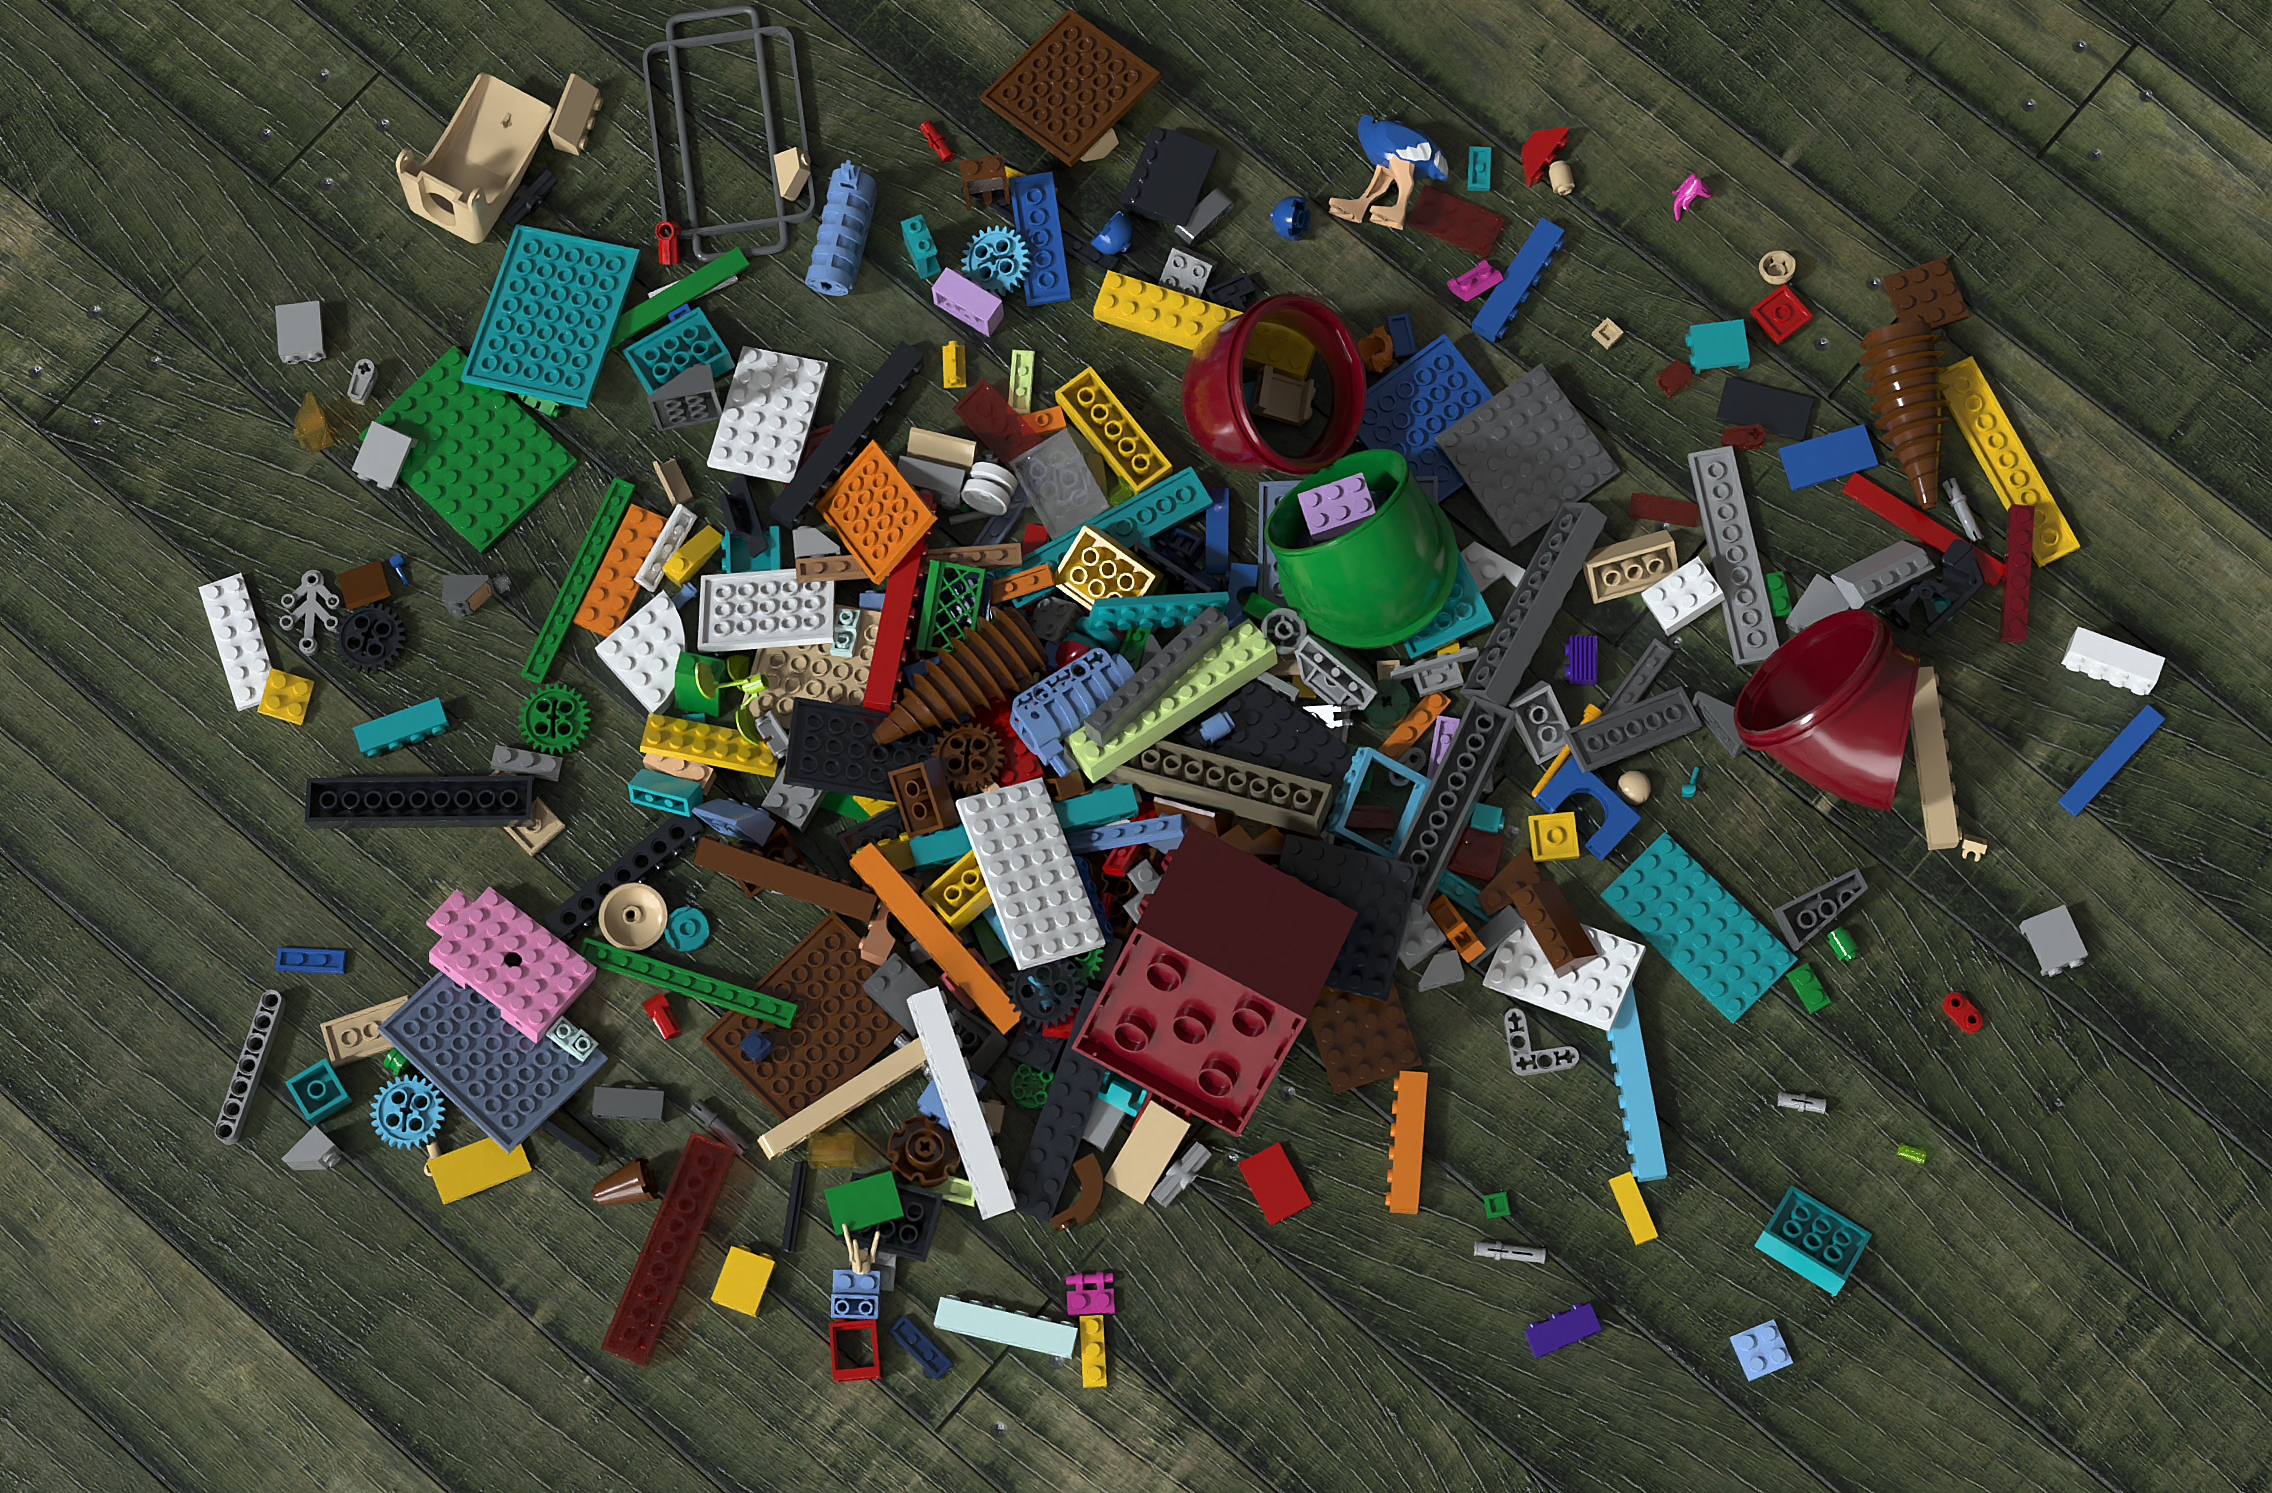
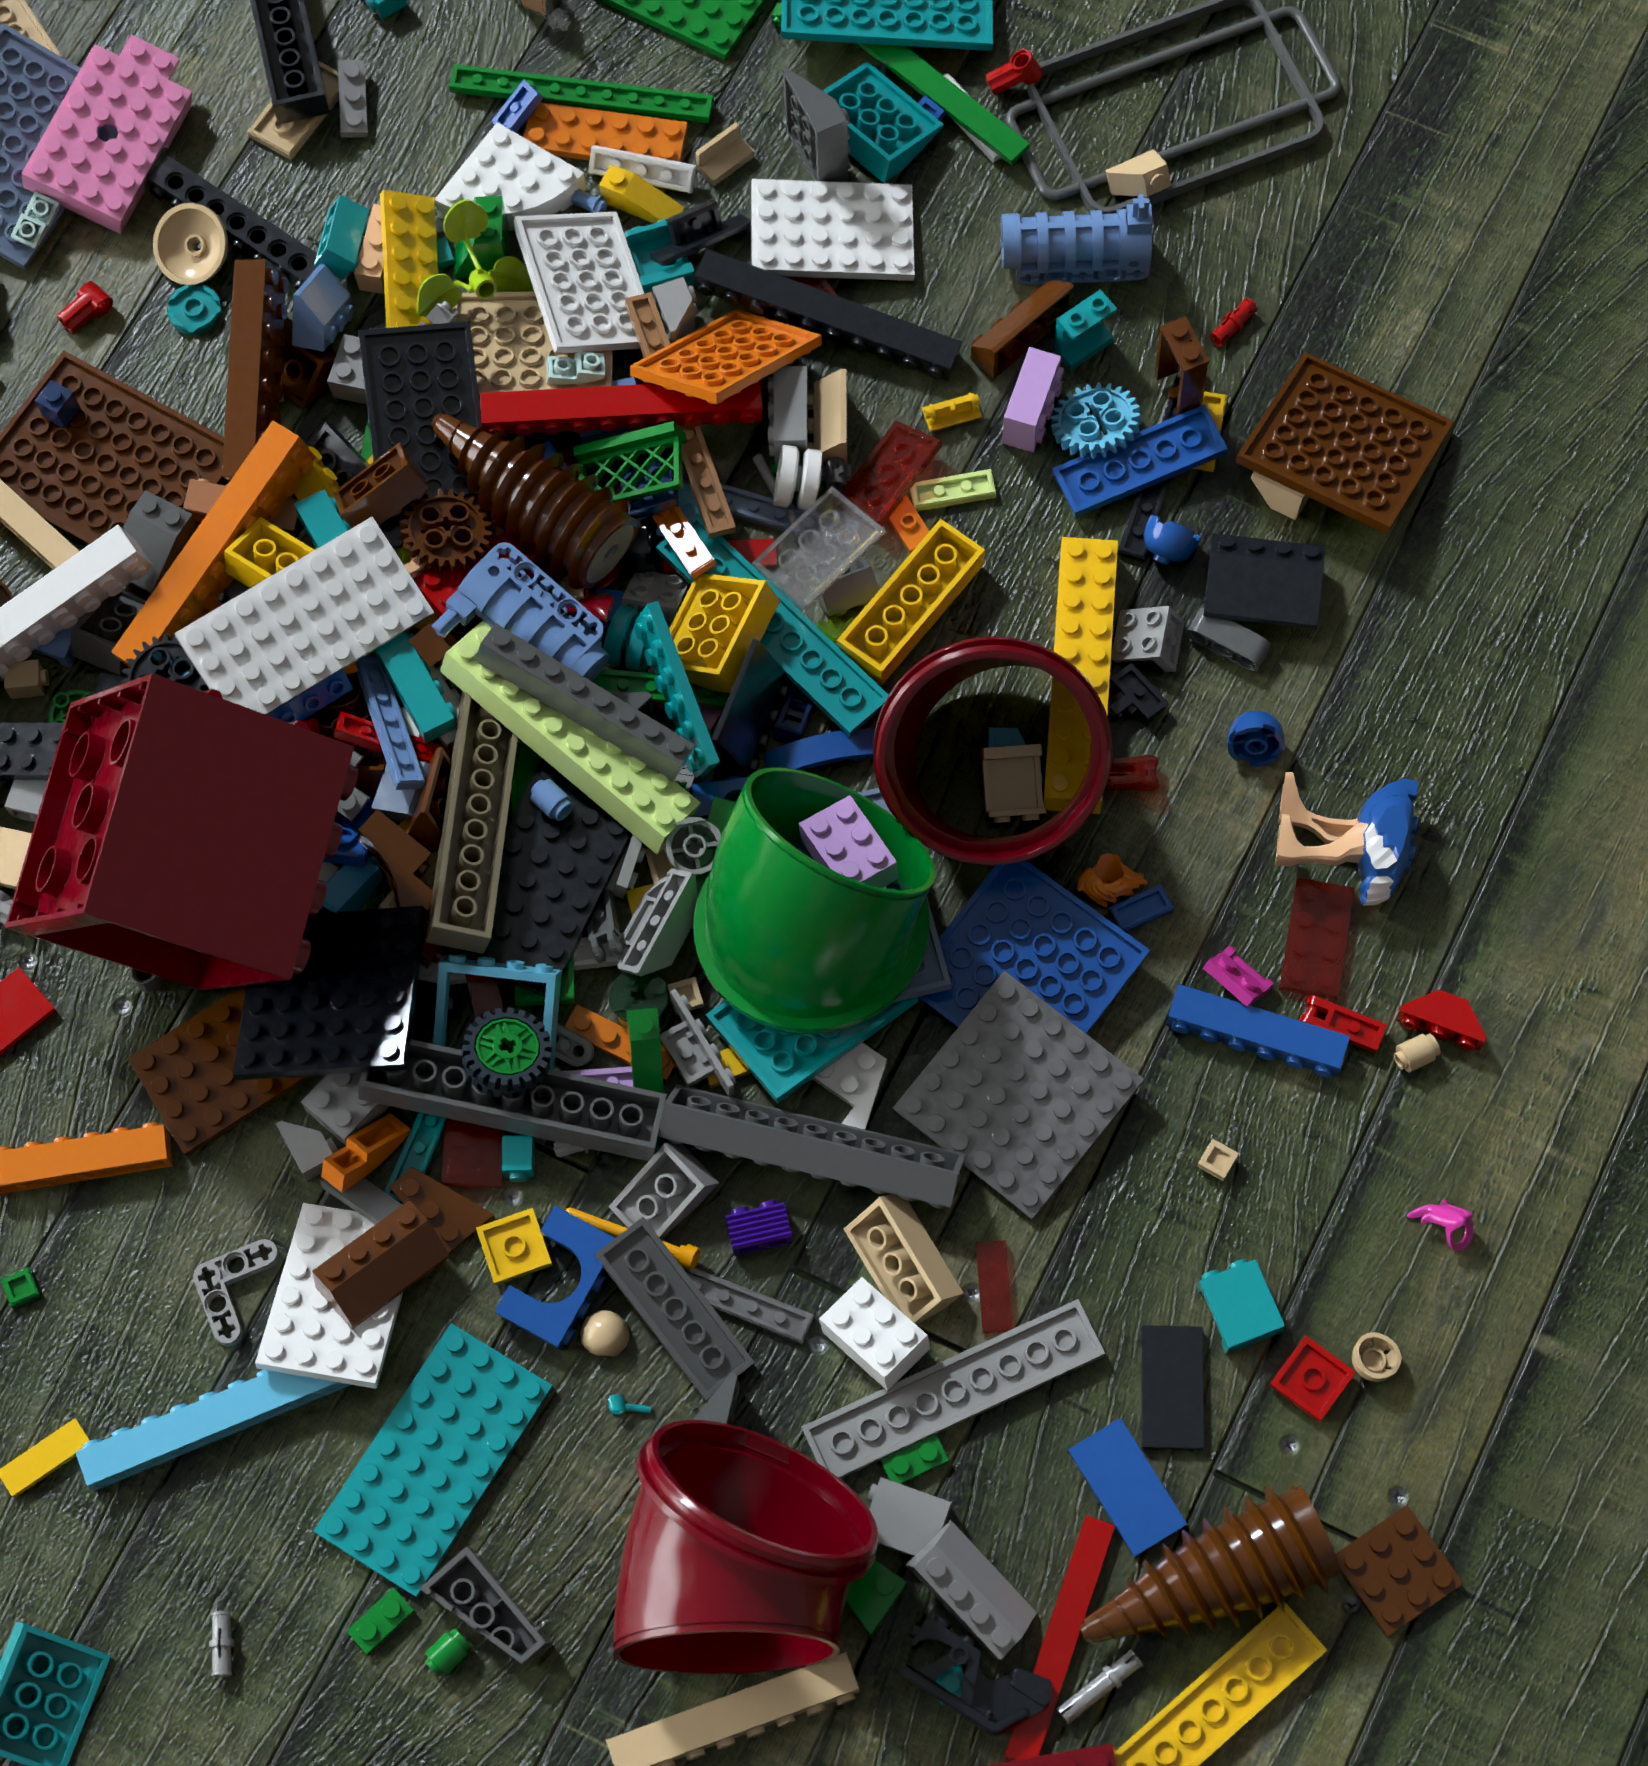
camera: 75 degrees right, 5 degrees down
(575, 719) = (409, 112): green gear -> none
(581, 631) = (518, 107): none -> plate
(689, 983) = (123, 322): green plate -> none
(898, 293) = (1022, 327): none -> reddish brown slope
(1420, 811) = (506, 1052): none -> wheel
(1431, 703) = (645, 1049): none -> green slope
(1479, 169) = (1397, 948): teal plate -> none
(1526, 221) = (1363, 1030): none -> red plate
(1674, 378) = (1180, 1258): clear red brick -> none
(1741, 438) = (1119, 1364): clear red piece -> none

